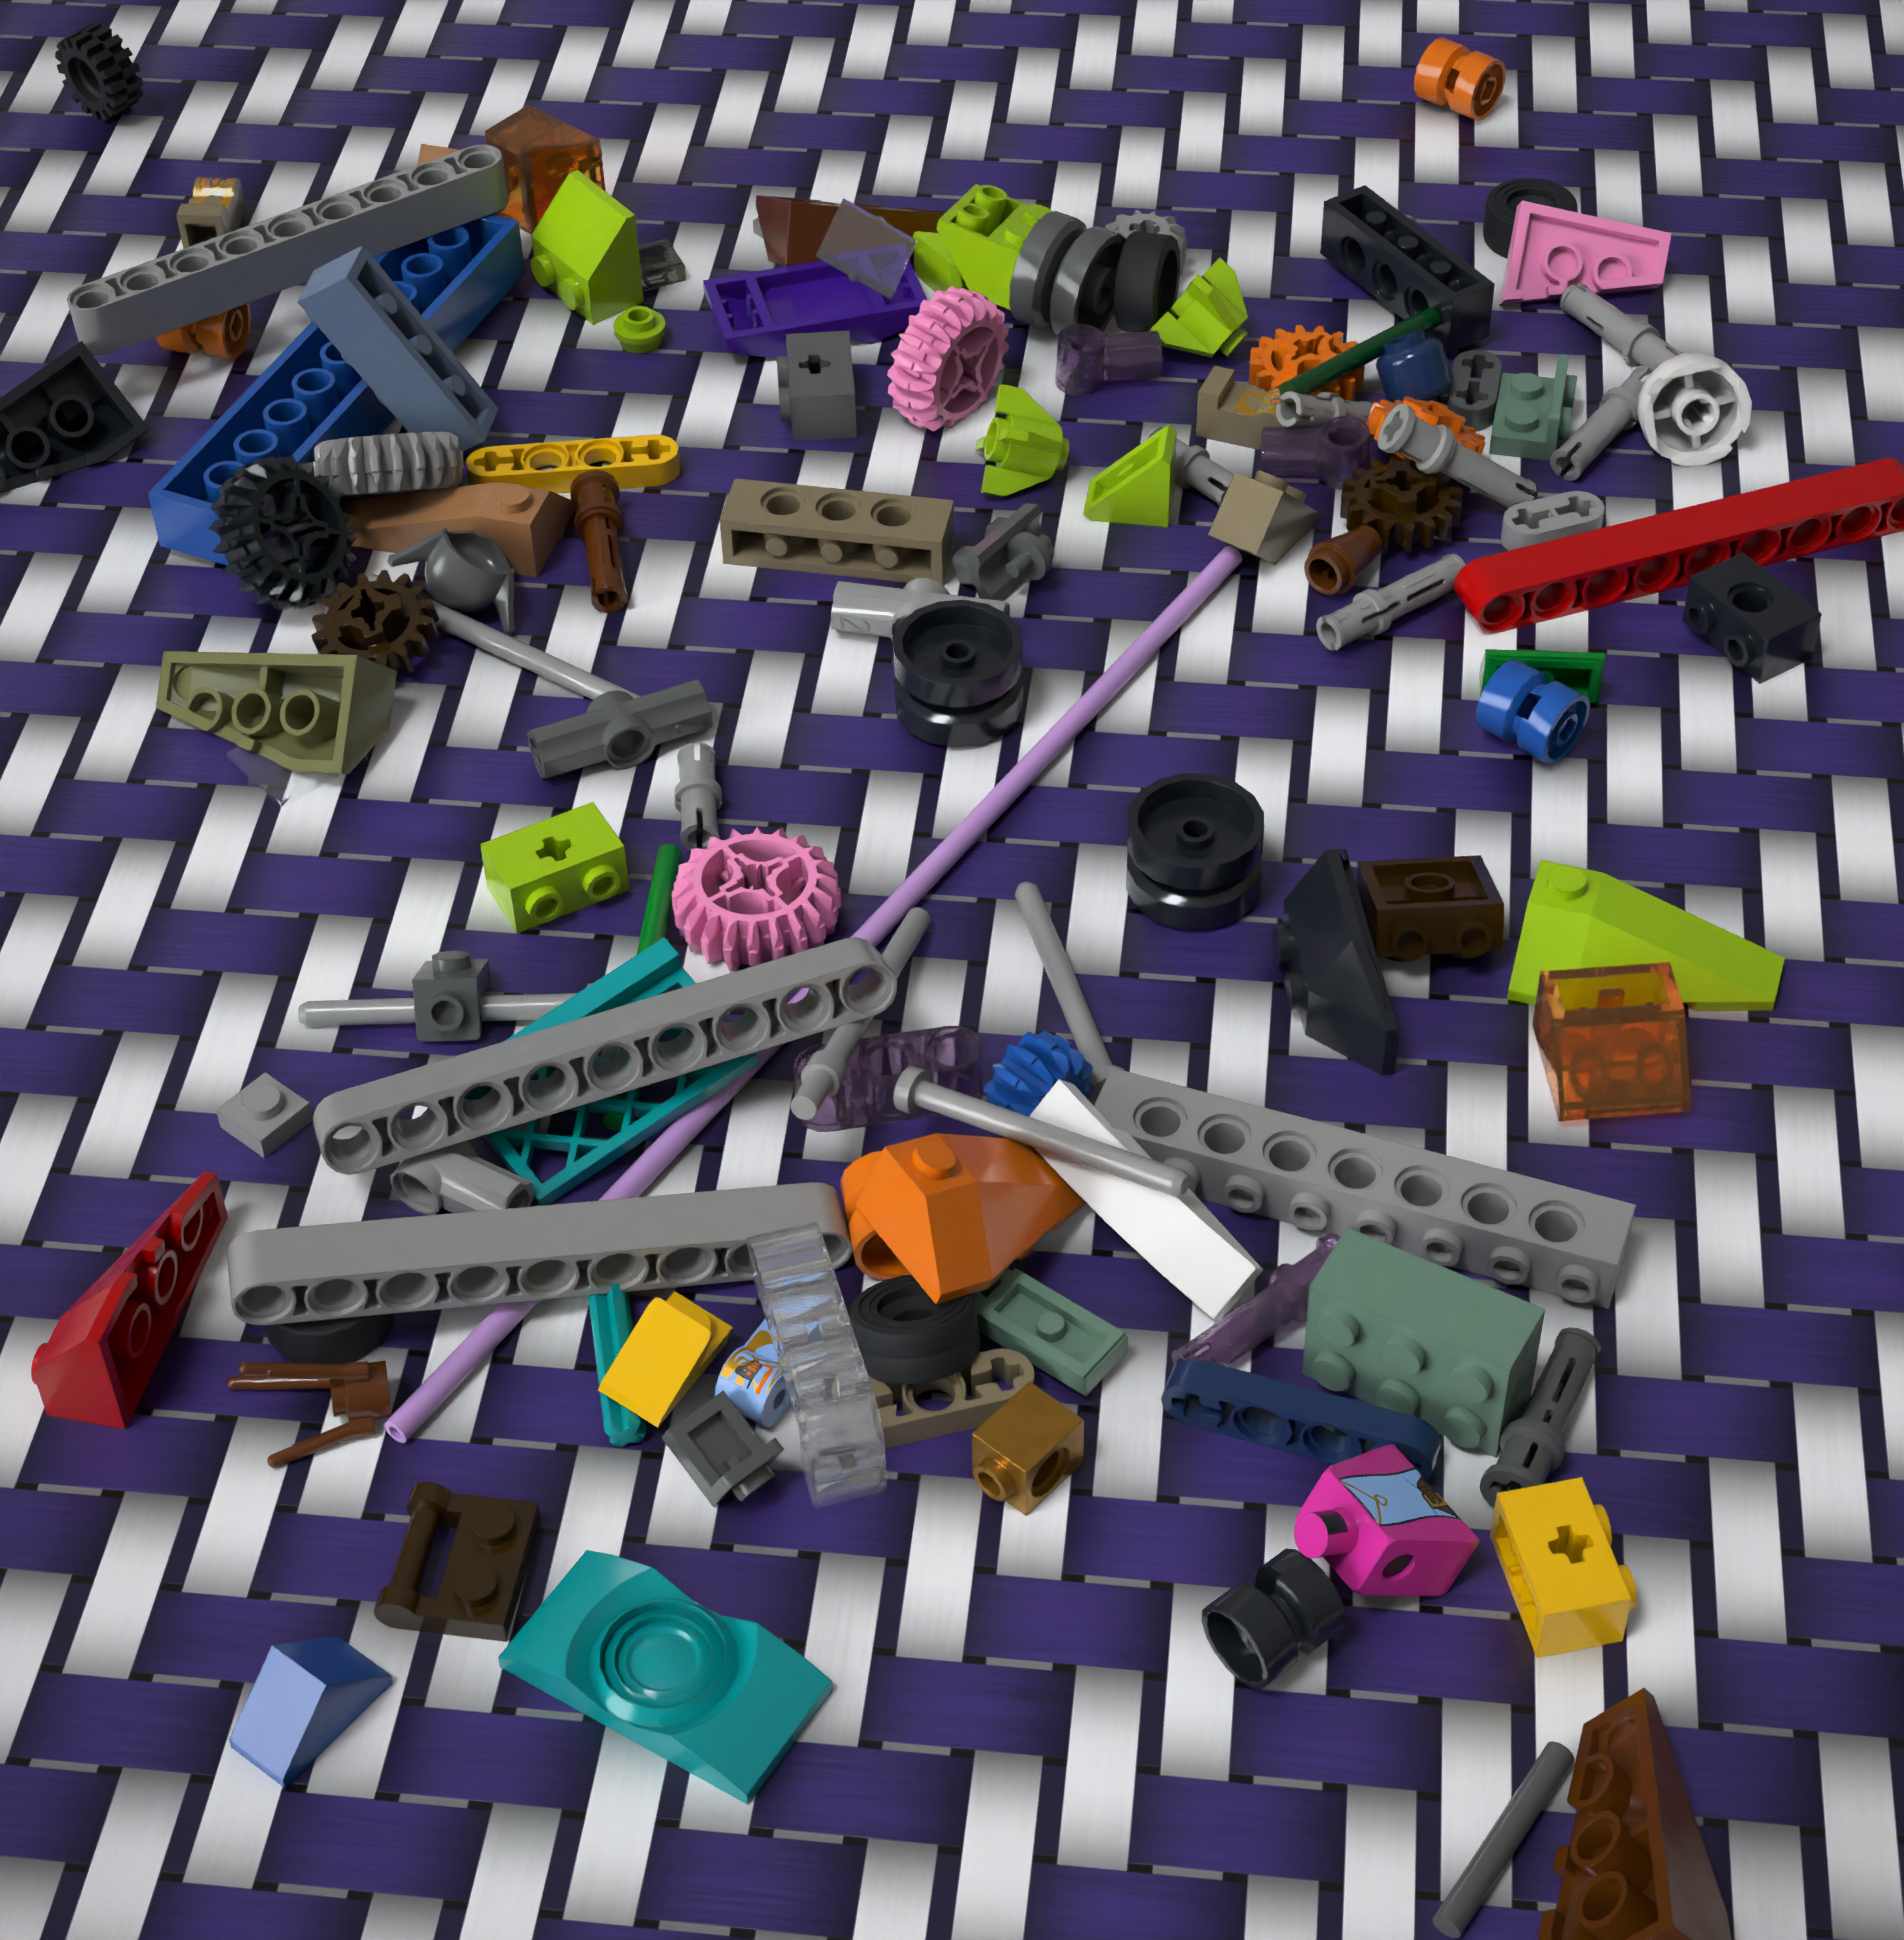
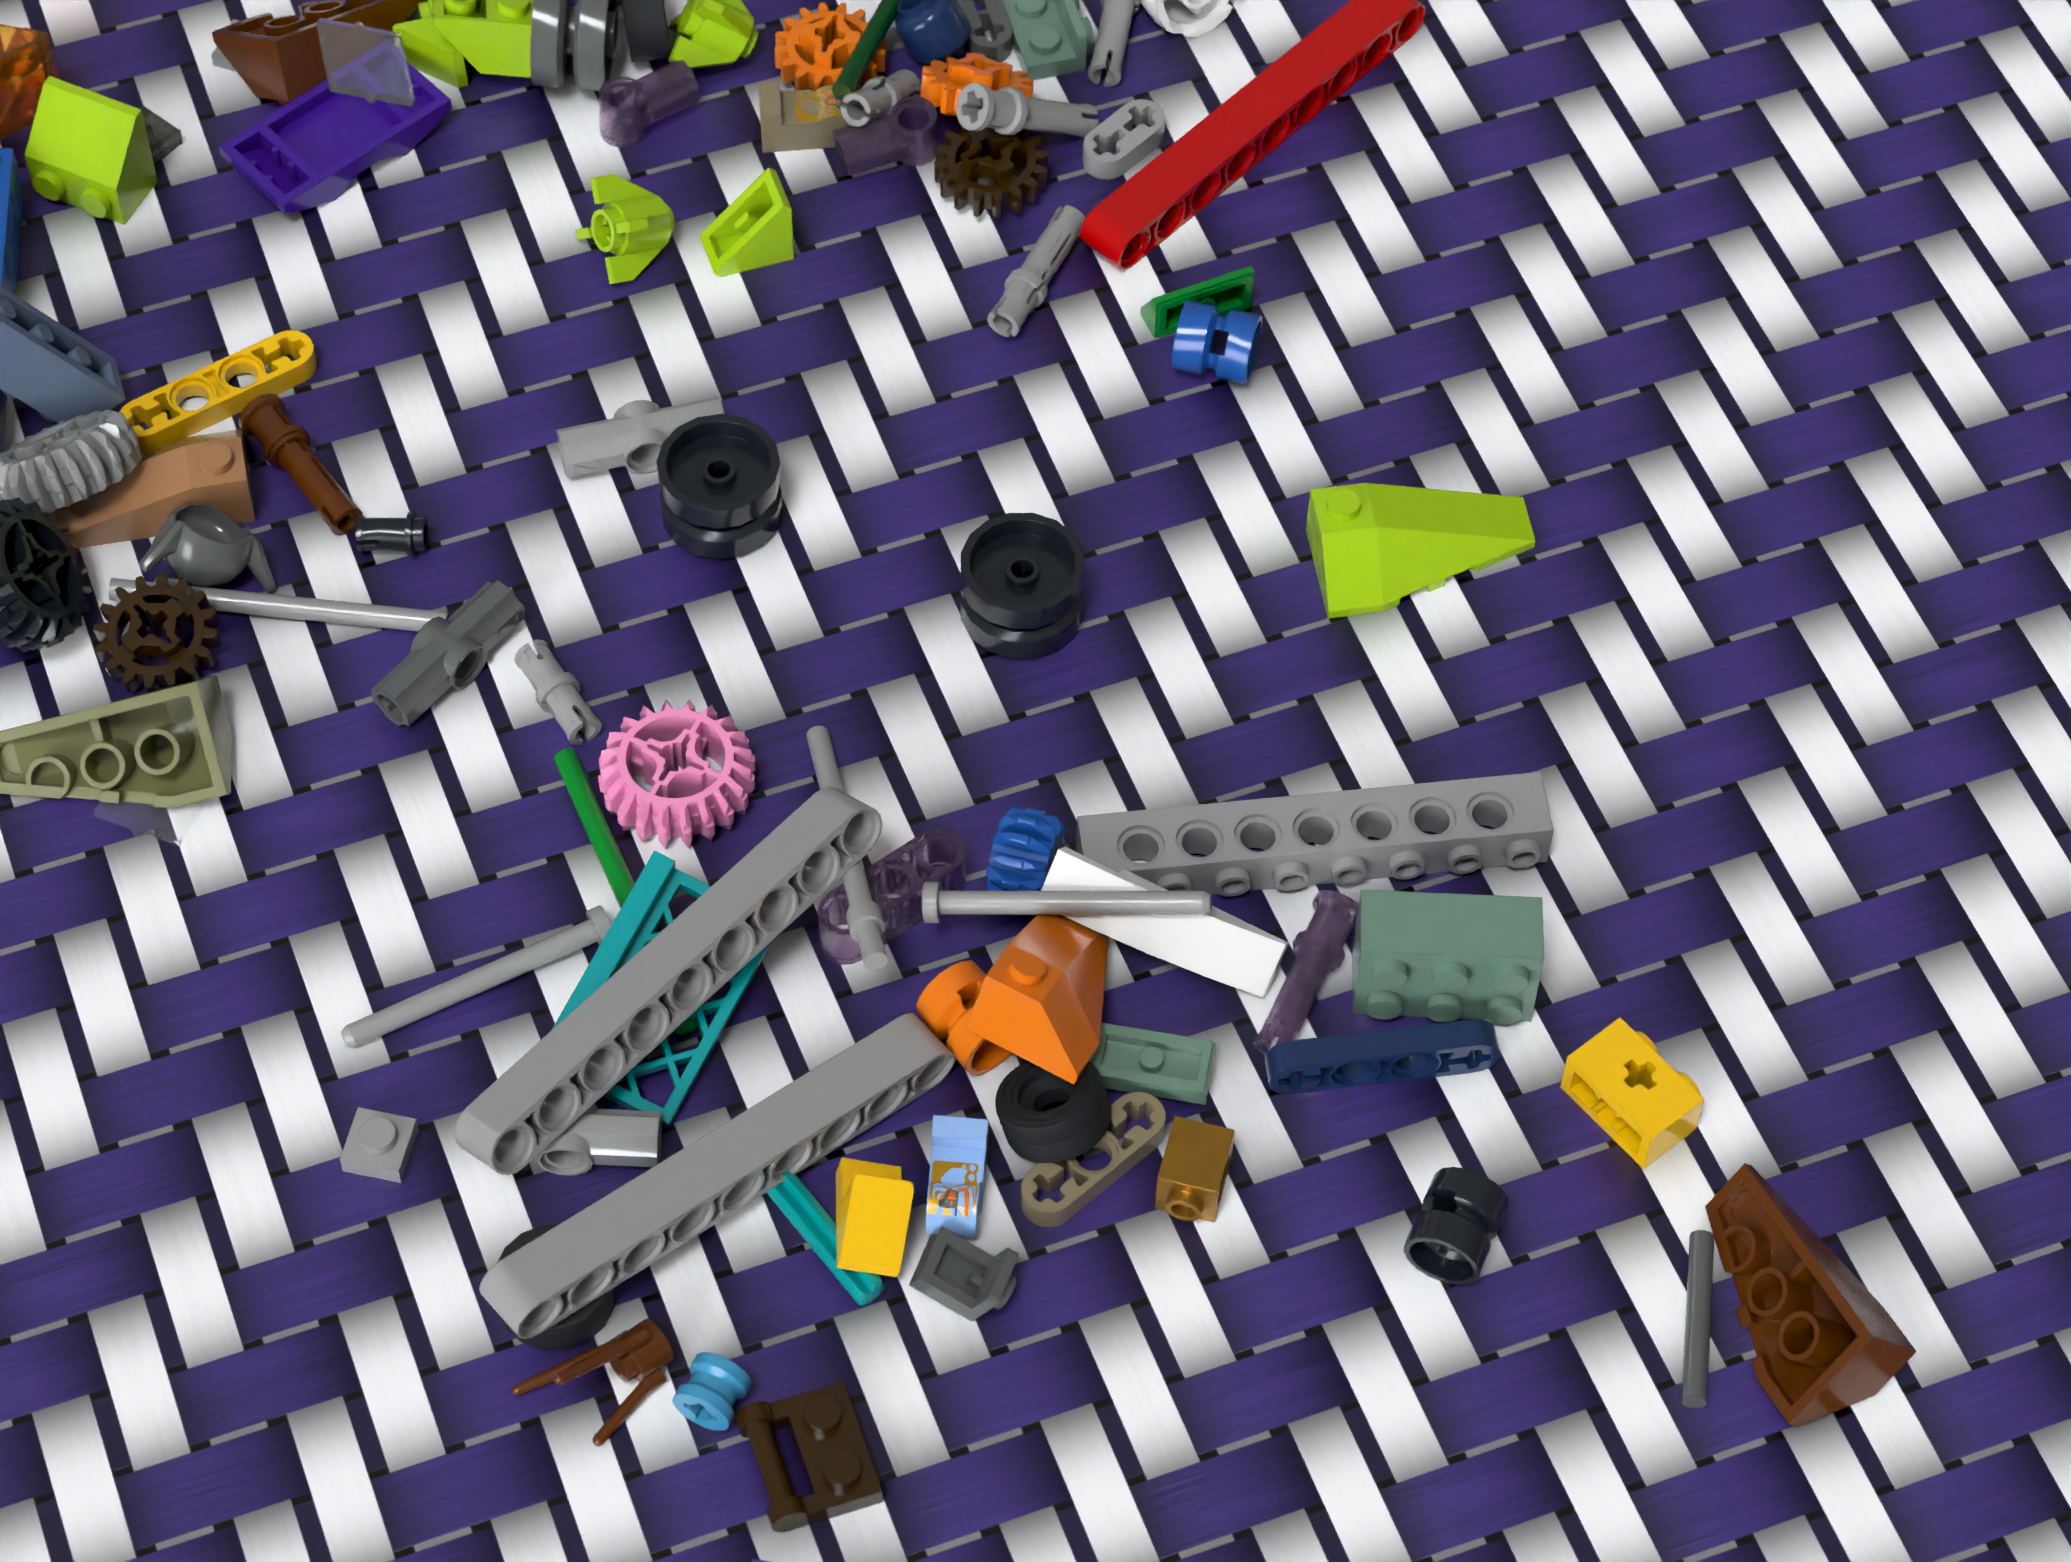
camera: 30 degrees left, 10 degrees up
(122, 1323) = (398, 1391): red wedge -> none
(402, 1456) = (712, 1391): none -> dark azure wheel
(449, 997) = (471, 970): dark grey bracket -> none
(555, 867) = (483, 812): lime brick -> none
(639, 329) = (181, 217): lime plate -> none
(652, 624) = (393, 534): none -> black pin
(669, 1672) = (1024, 1468): teal slope -> none
(685, 1128) = (785, 774): lavender piece -> none
(818, 386) = (400, 224): dark grey brick -> none
(820, 1365) = (1050, 1204): clear beam -> none
(837, 531) = (515, 376): dark tan brick -> none
(948, 358) = (515, 159): bright pink gear -> none
(1008, 554) = (686, 344): dark grey hips -> none
(1065, 985) = (978, 749): light grey bar -> none
(1197, 470) = (801, 194): light grey pin -> none
(1262, 516) = (884, 226): dark tan slope -> none
(1335, 966) = (1192, 646): black wedge -> none
(1340, 561) = (972, 245): reddish brown cone -> none
(1384, 1527) = (1499, 1118): dark pink torso -> none
(1431, 907) = (1234, 560): dark brown plate -> none
(1569, 1364) = (1559, 1000): dark grey pin -> none
(1613, 1041) = (1443, 631): clear orange slope -> none
(1751, 617) = (1339, 180): black brick -> none

